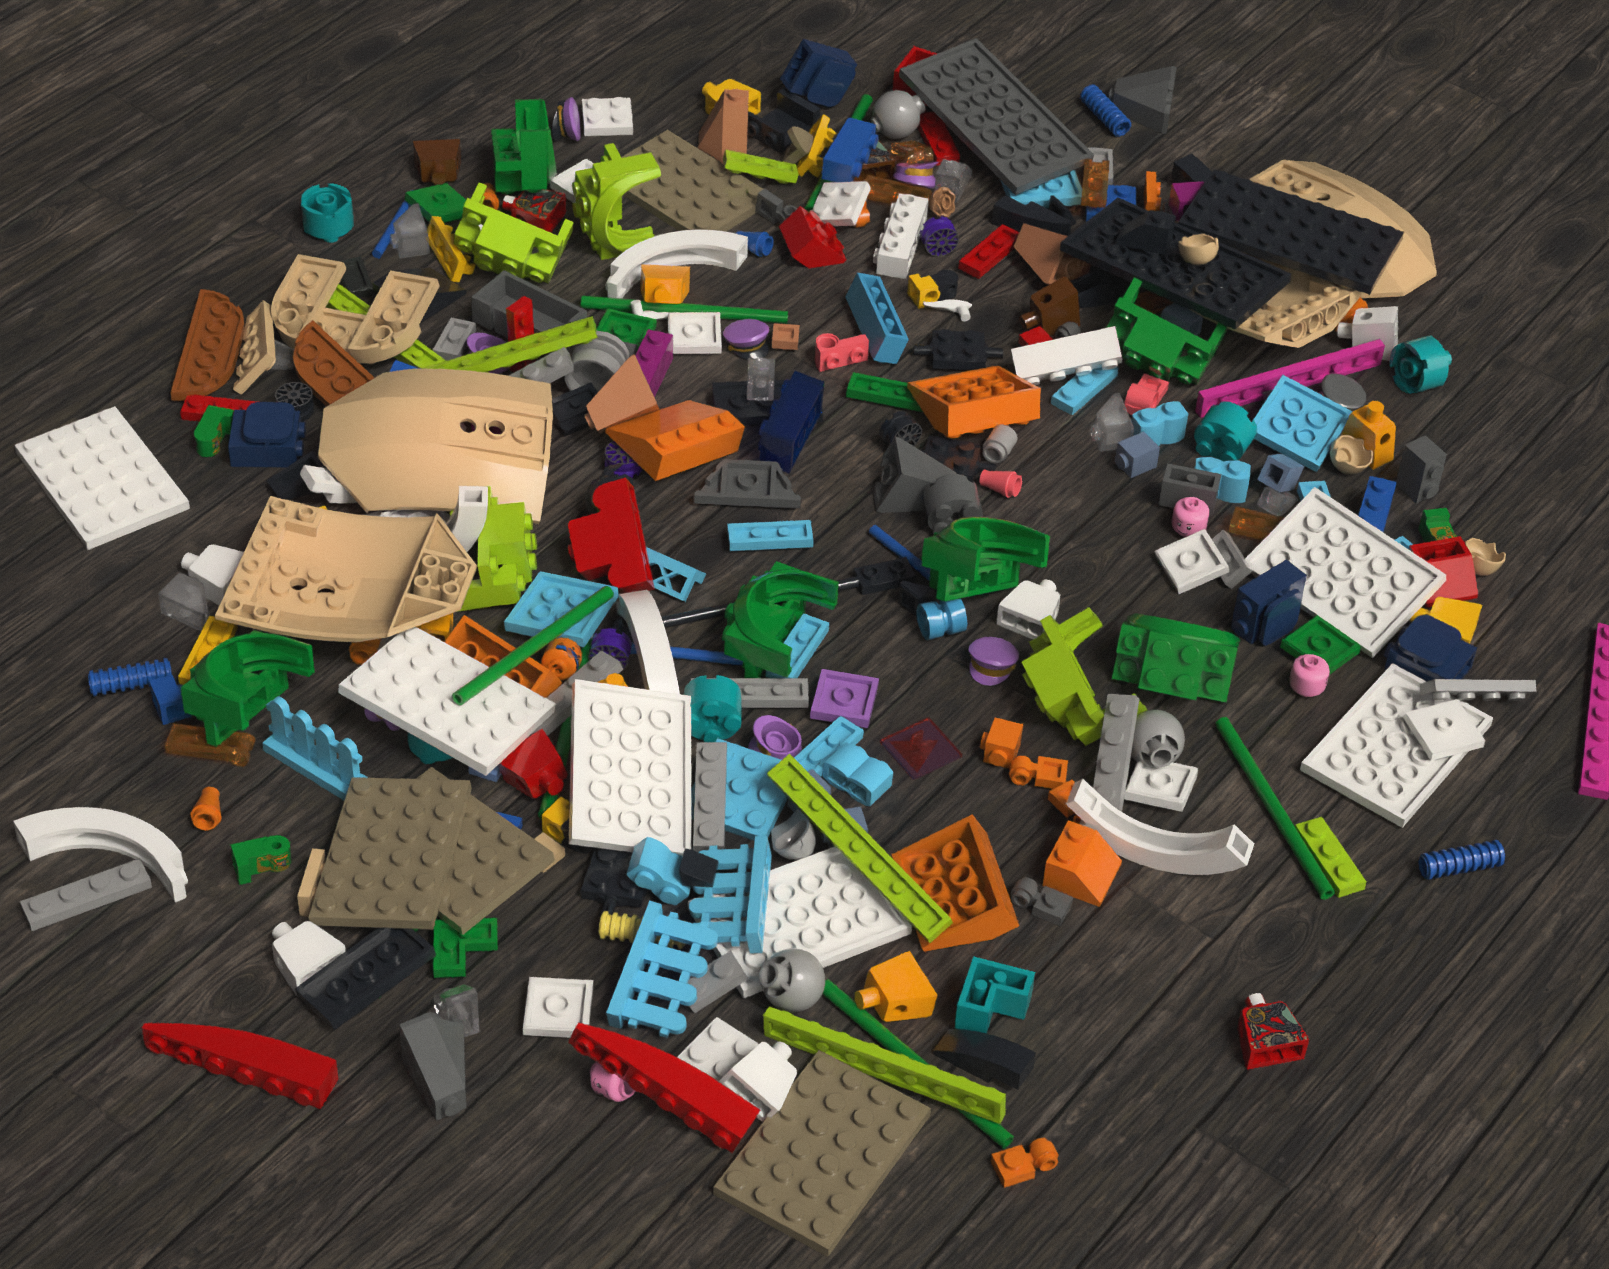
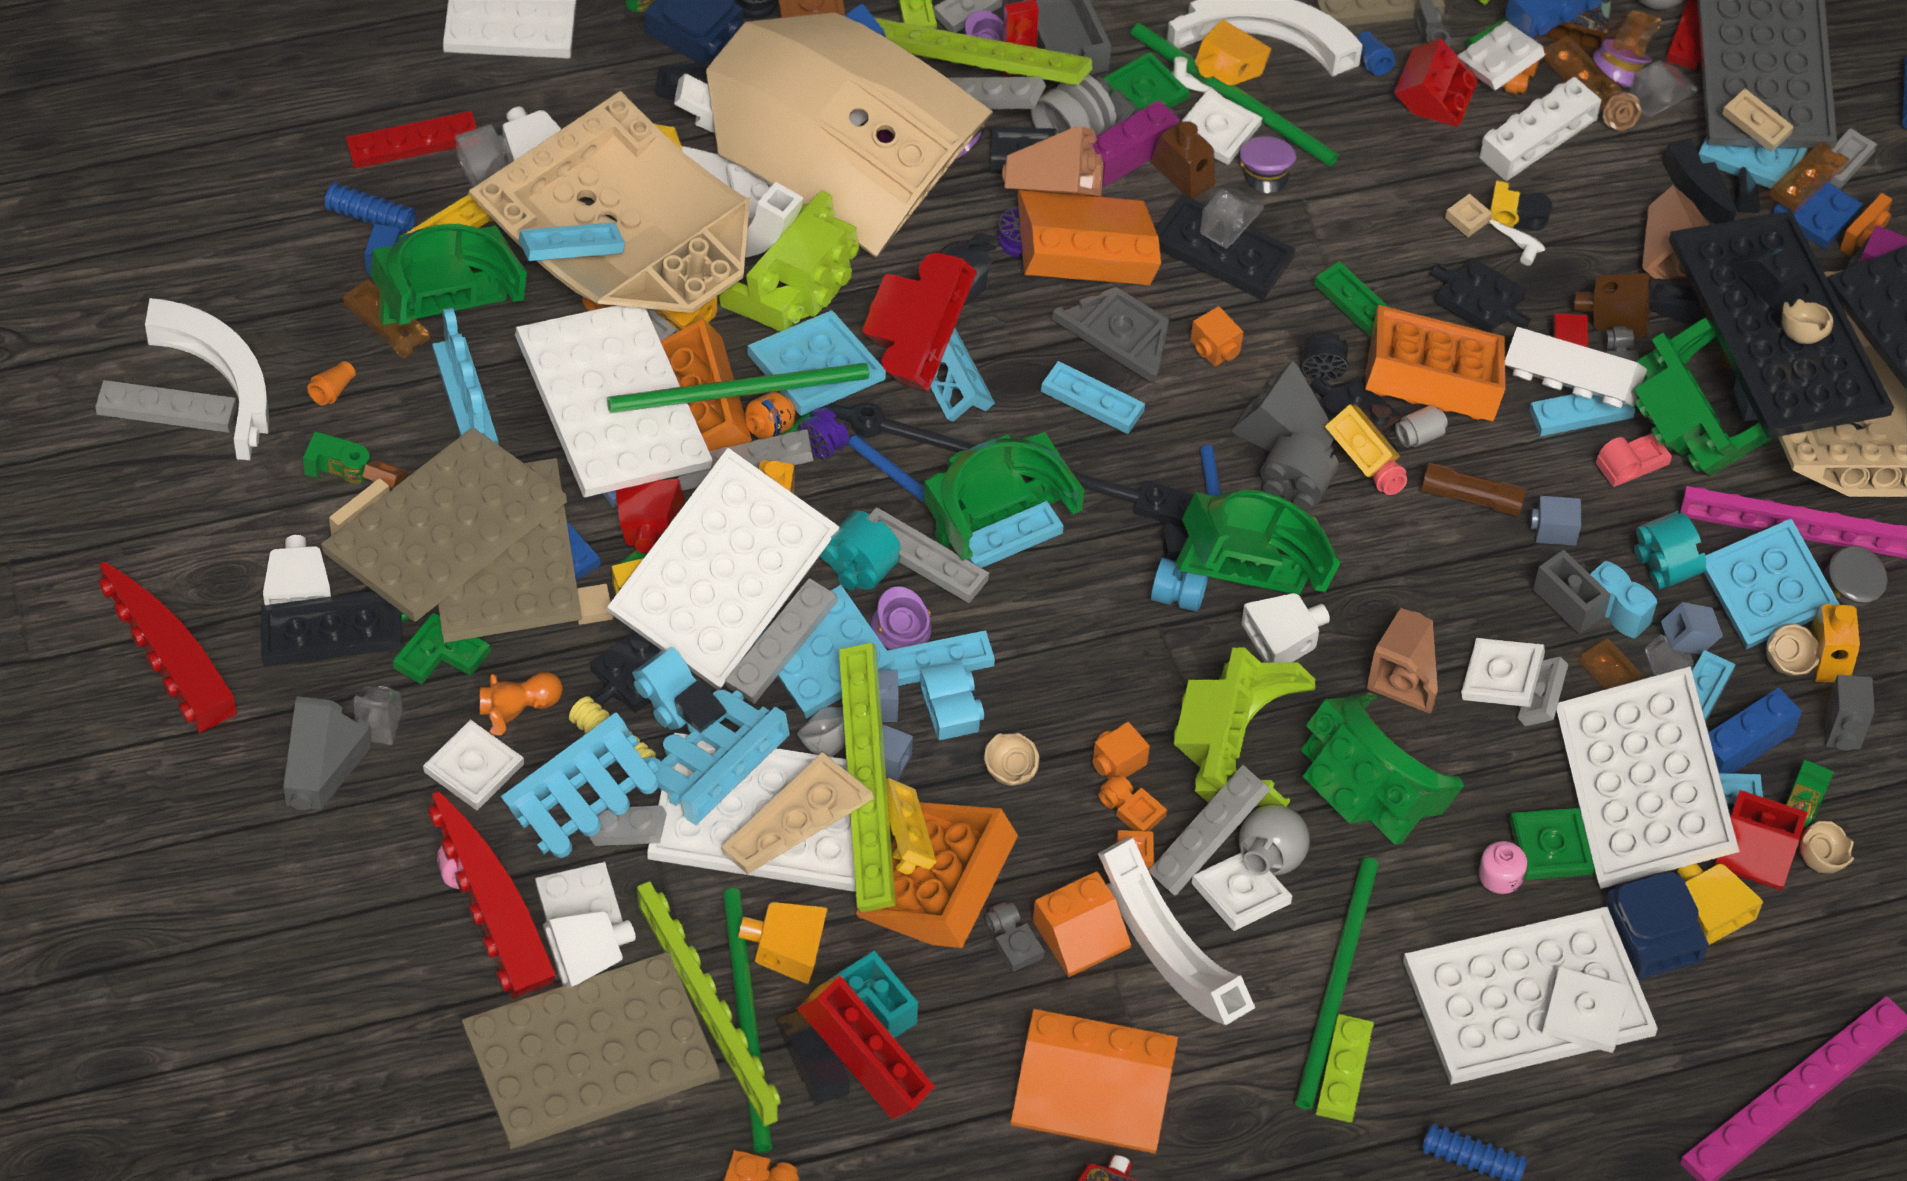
camera: 35 degrees right, 10 degrees up
(116, 618) = (408, 140): none -> red plate
(304, 847) = (387, 472): none -> dark orange plate
(324, 610) = (571, 241): none -> medium azure plate
(545, 947) = (508, 699): none -> orange animal
(650, 640) = (854, 446): white arch -> none
(695, 358) = (1185, 159): none -> reddish brown torso
(785, 336) = (1309, 181): nougat plate -> none
(791, 420) = (1210, 279): clear blue brick -> none
(792, 980) = (693, 869): light grey brick -> none
(817, 456) = (1216, 336): none -> orange brick
(834, 894) = (800, 810): none -> tan wing
(835, 353) = (1340, 229): coral plate -> none
(844, 696) = (1010, 614): medium lavender plate -> none
(877, 318) = (1417, 212): dark azure brick -> none
(907, 306) = (1468, 215): none -> tan plate
(917, 867) = (908, 828): none -> yellow plate
(921, 748) = (1044, 709): piece -> none
(937, 786) = (1011, 759): none -> tan hair
(939, 236) = (1577, 149): dark purple wheel -> none
(978, 466) = (1361, 440): none -> yellow panel
(989, 252) = (1619, 197): red plate -> none
(992, 660) = (1194, 656): medium lavender piece -> none
(1030, 1021) = (866, 1047): none -> red brick
(1040, 161) = (1758, 120): none -> tan plate
(1070, 463) = (1496, 495): none -> reddish brown axle
(1112, 424) = (1562, 469): clear slope -> none
(1130, 586) = (1406, 662): none -> nougat slope
(1162, 424) = (1612, 500): medium azure brick -> none
(1185, 958) = (1094, 1081): none -> orange slope
(1190, 516) = (1544, 622): bright pink head -> none
(1269, 604) = (1529, 767): dark blue brick -> none
(1467, 689) = (1678, 996): light grey plate -> none

